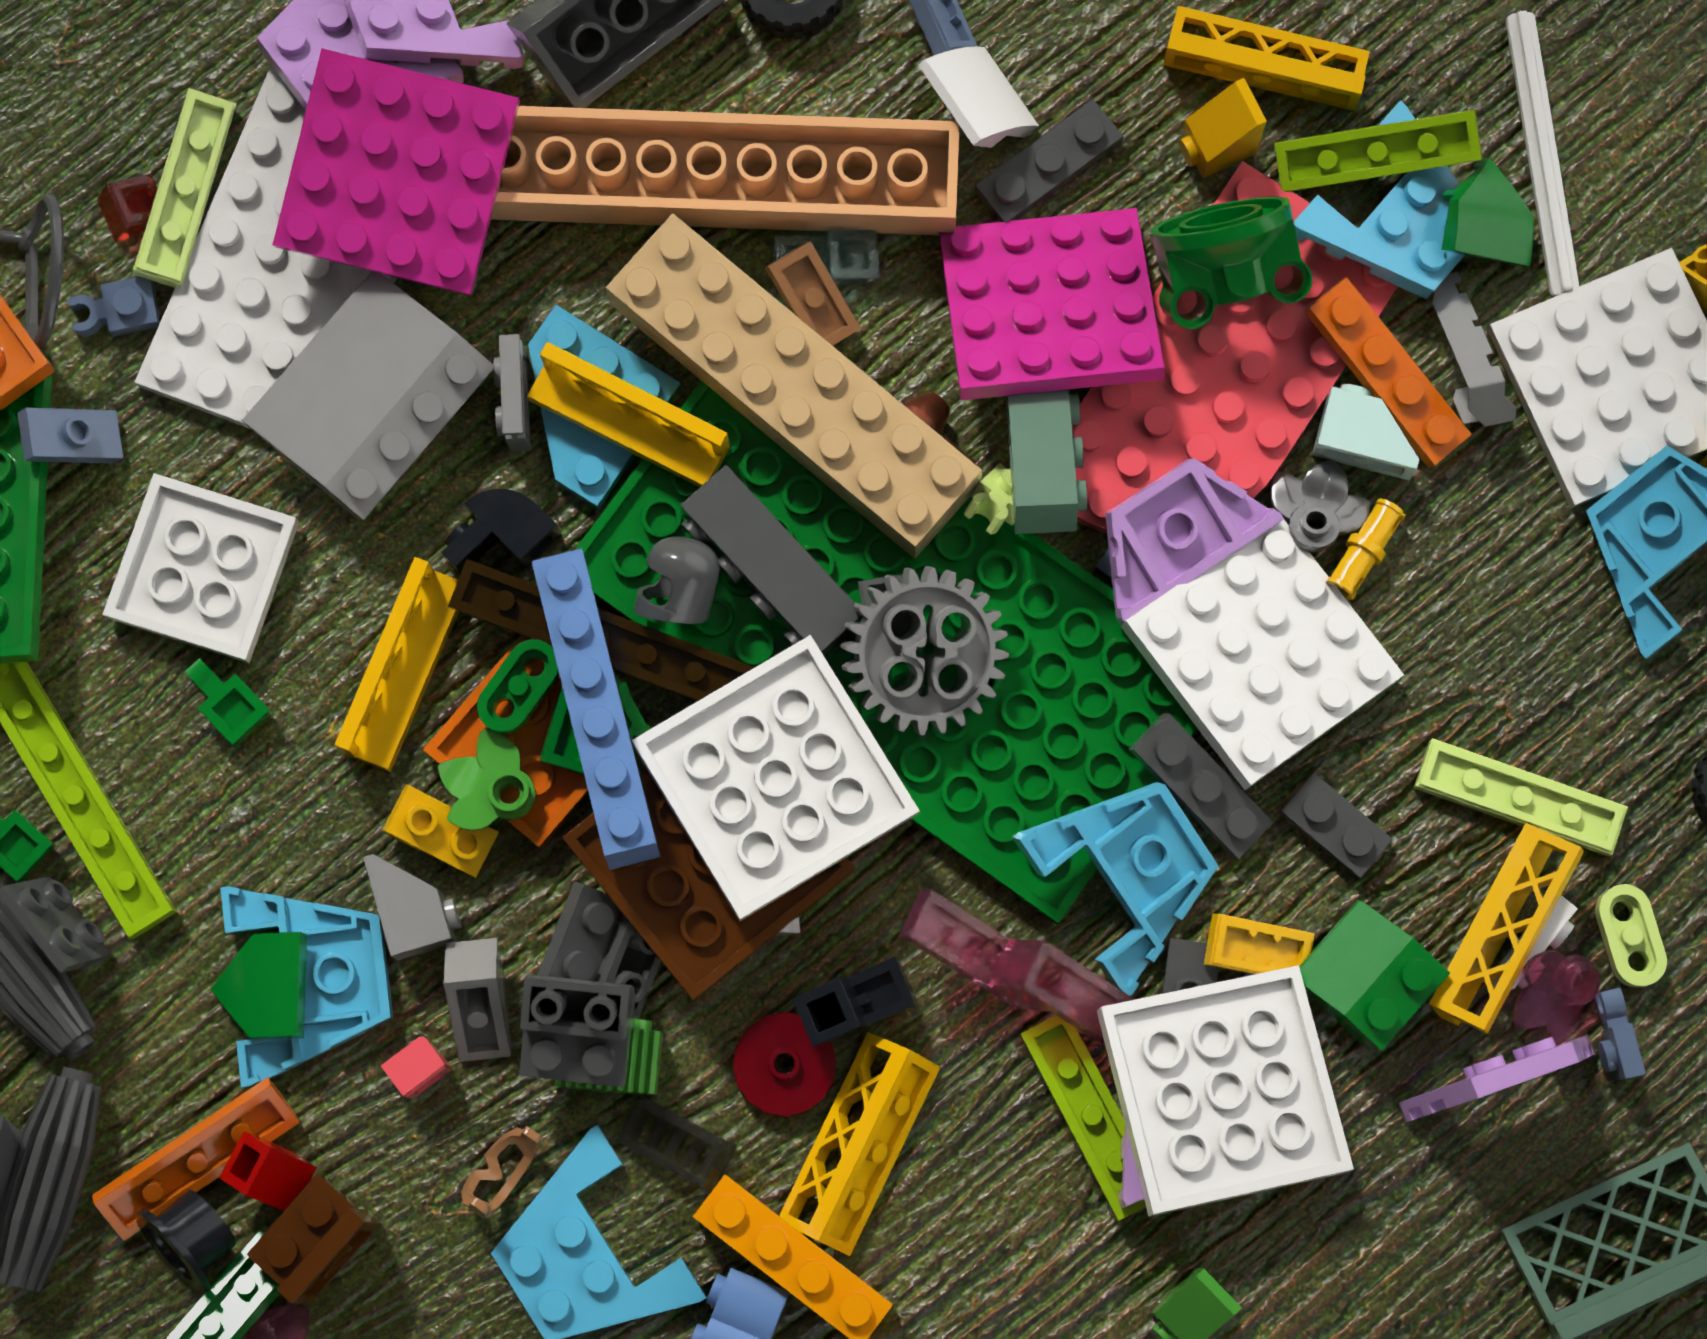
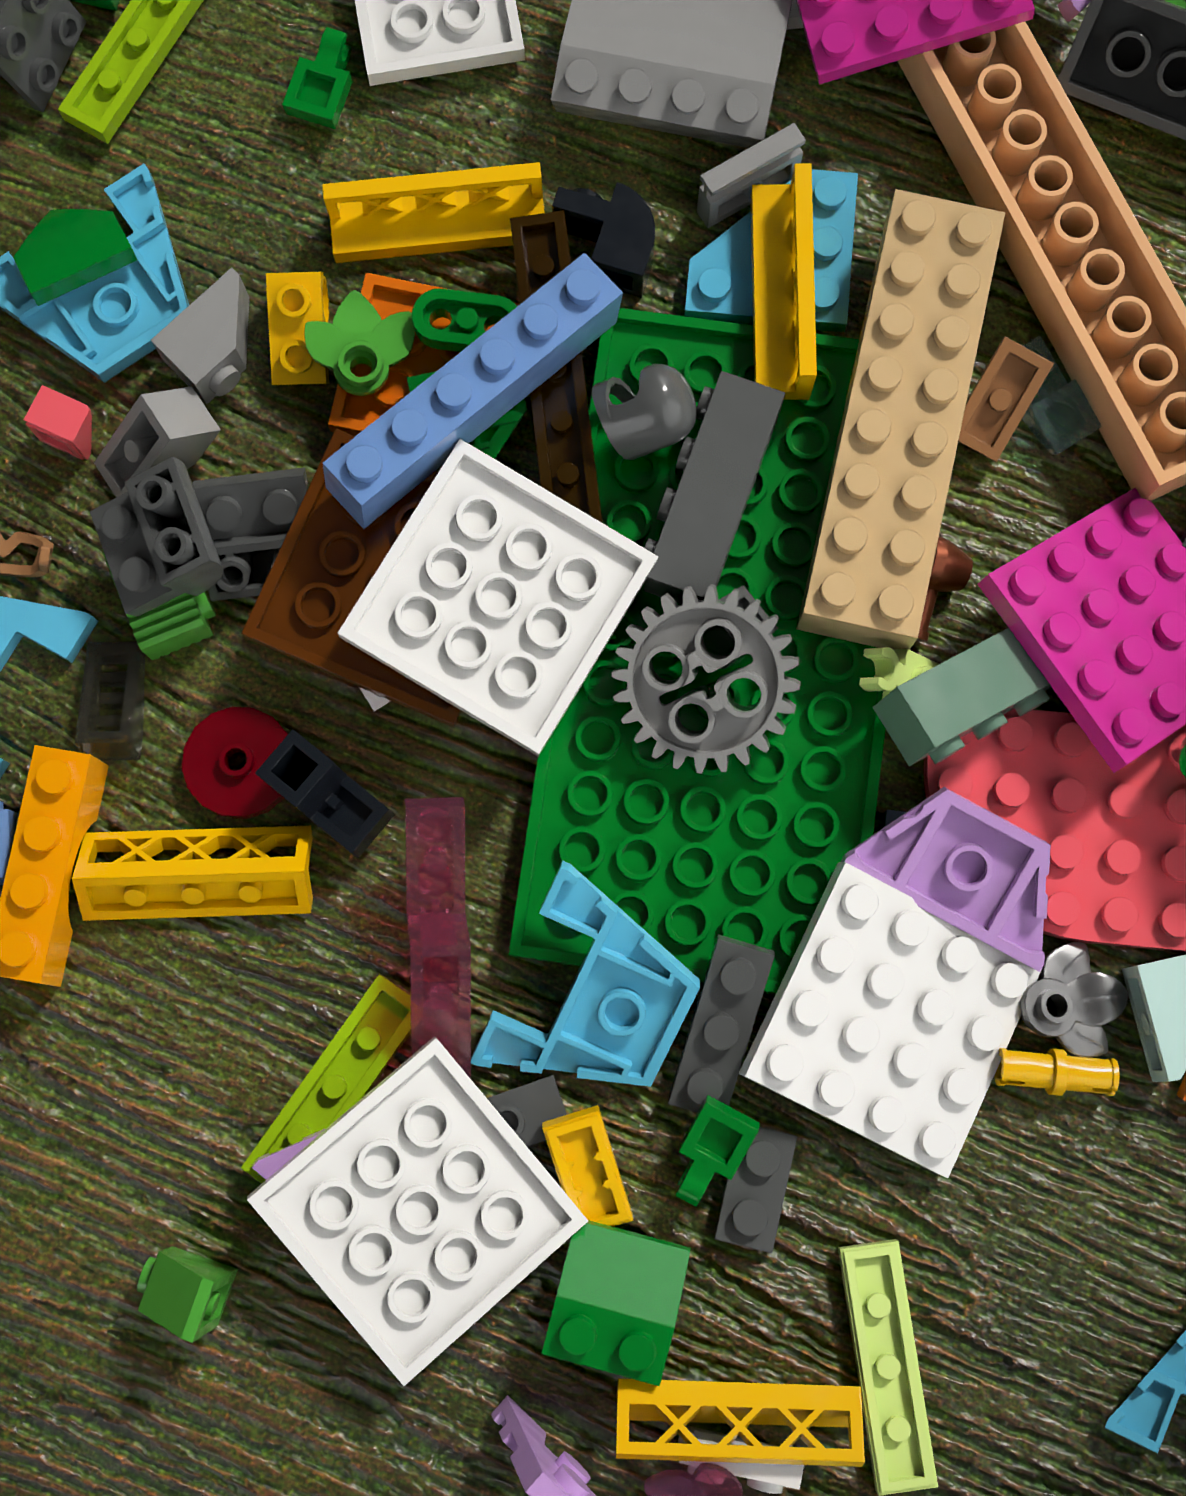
camera: 60 degrees right, 0 degrees up
(1288, 838) = (714, 1144): none -> green plate

